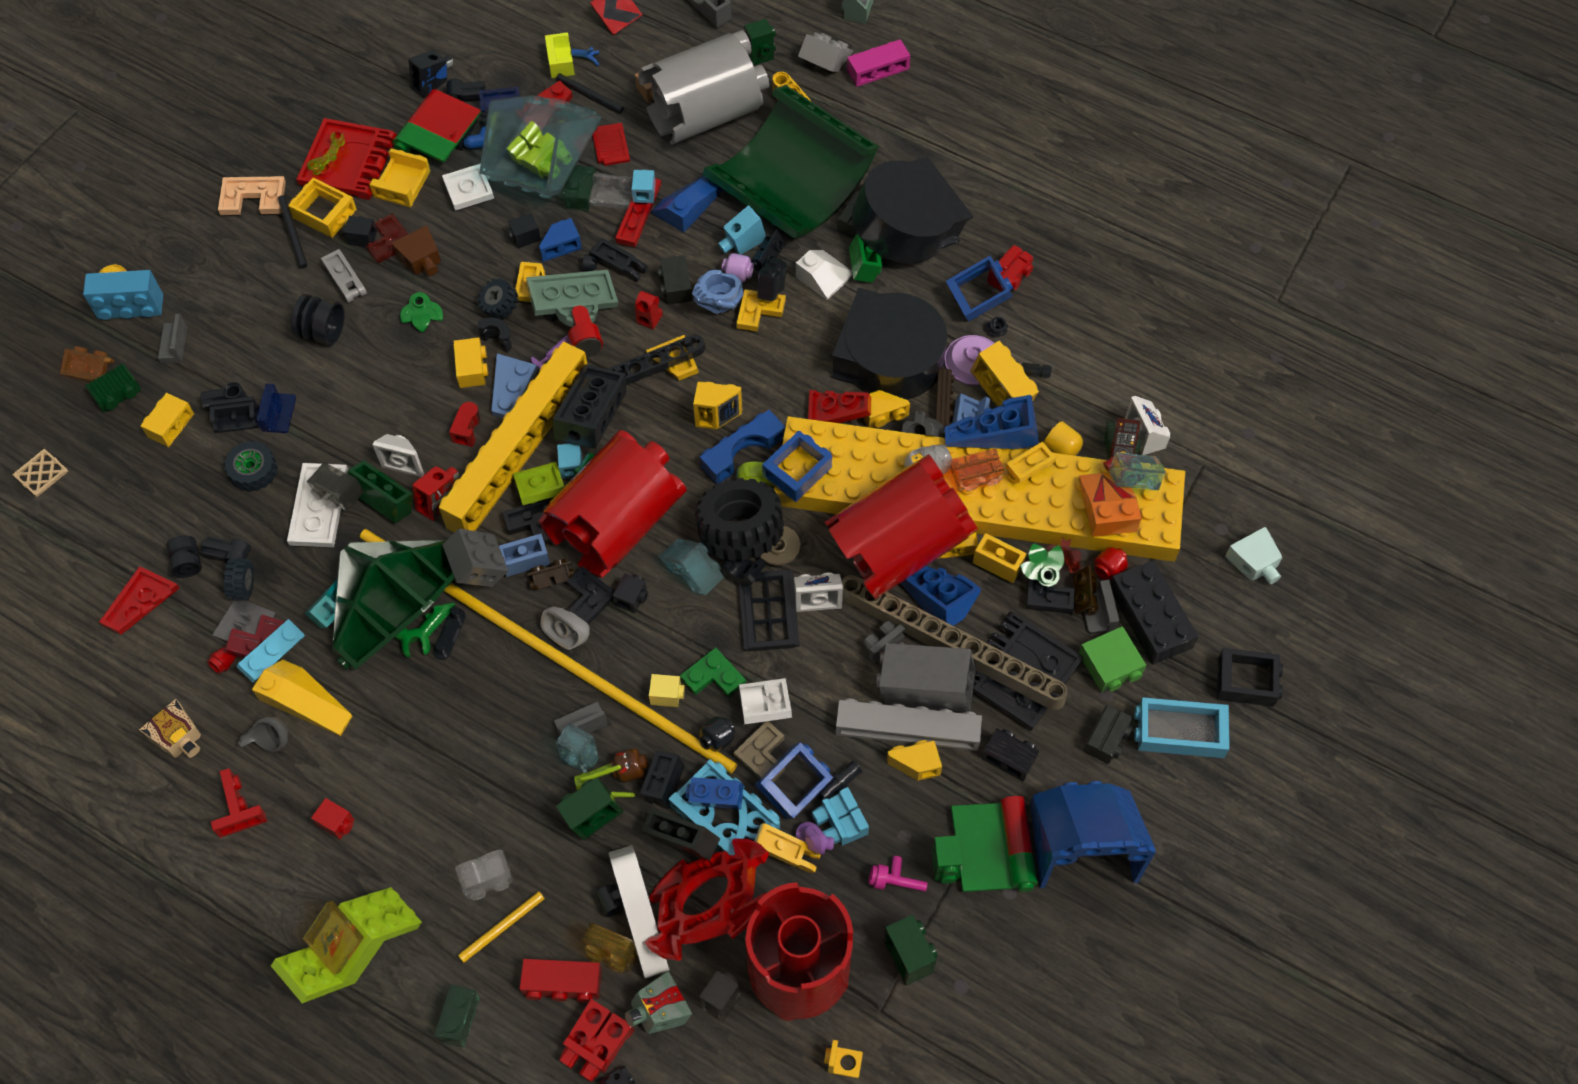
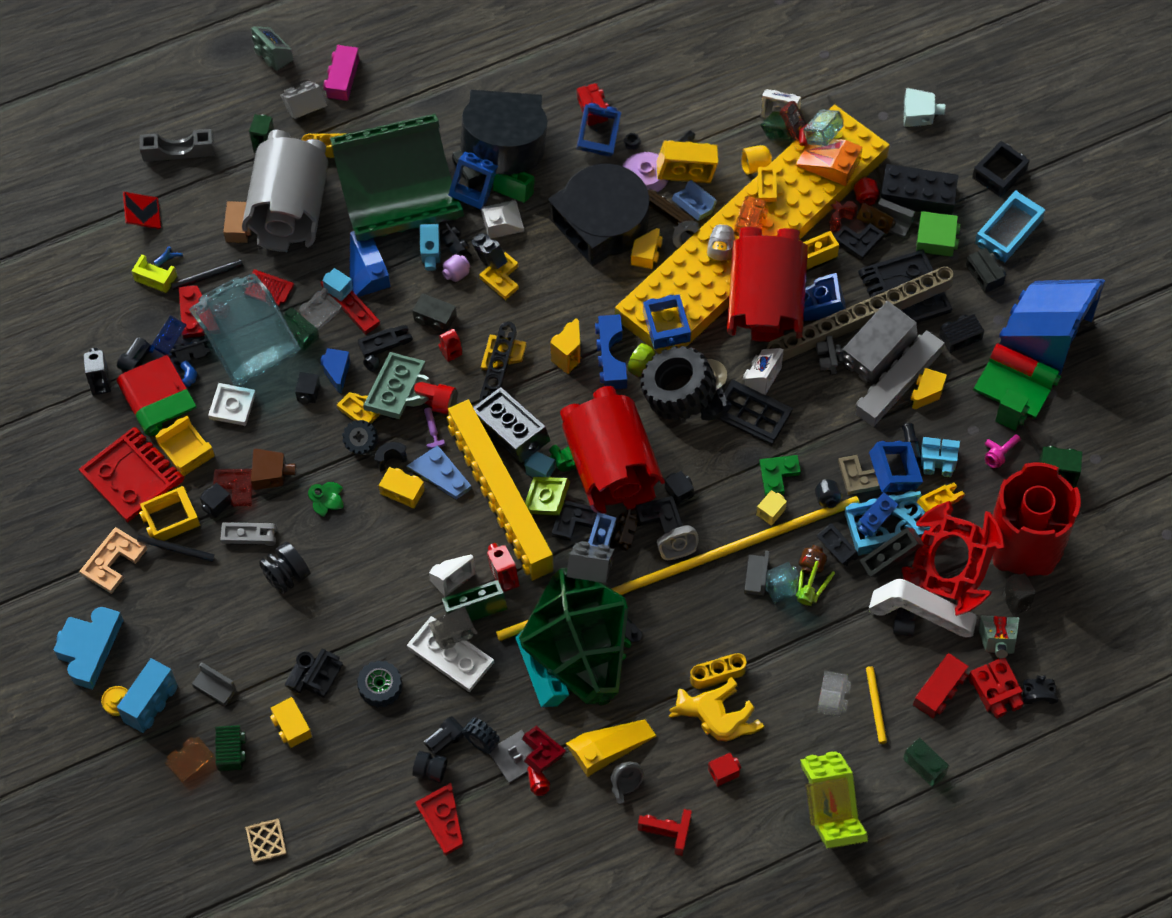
camera: 55 degrees left, 0 degrees up
(154, 226) = (88, 644): none -> dark azure brick
(173, 731) = (577, 843): torso -> none
(270, 650) = (558, 744): medium azure plate -> none
(275, 410) = (340, 642): clear blue panel -> none
(321, 162) = (124, 481): clear neon green piece -> none
(390, 772) = (711, 712): none -> yellow animal
(437, 740) = (725, 664): none -> yellow beam
(464, 423) = (454, 520): red leg -> none
(540, 156) = (251, 332): lime hips -> none
(589, 808) = (834, 597): dark green brick -> none
(609, 947) = (941, 641): clear yellow brick -> none
(693, 564) = (687, 433): clear light blue brick -> none
(718, 291) = (471, 290): medium blue helmet -> none
(765, 701) = (824, 451): white plate -> none
(814, 838) = (946, 476): medium lavender arm -> none
(827, 235) = (467, 194): none -> blue window
(835, 1054) = (1099, 554): yellow bracket -> none
(838, 407) = (627, 274): red wing -> none
(1003, 427) = (726, 183): blue wedge -> none
(1043, 561) = (842, 227): plate -> none

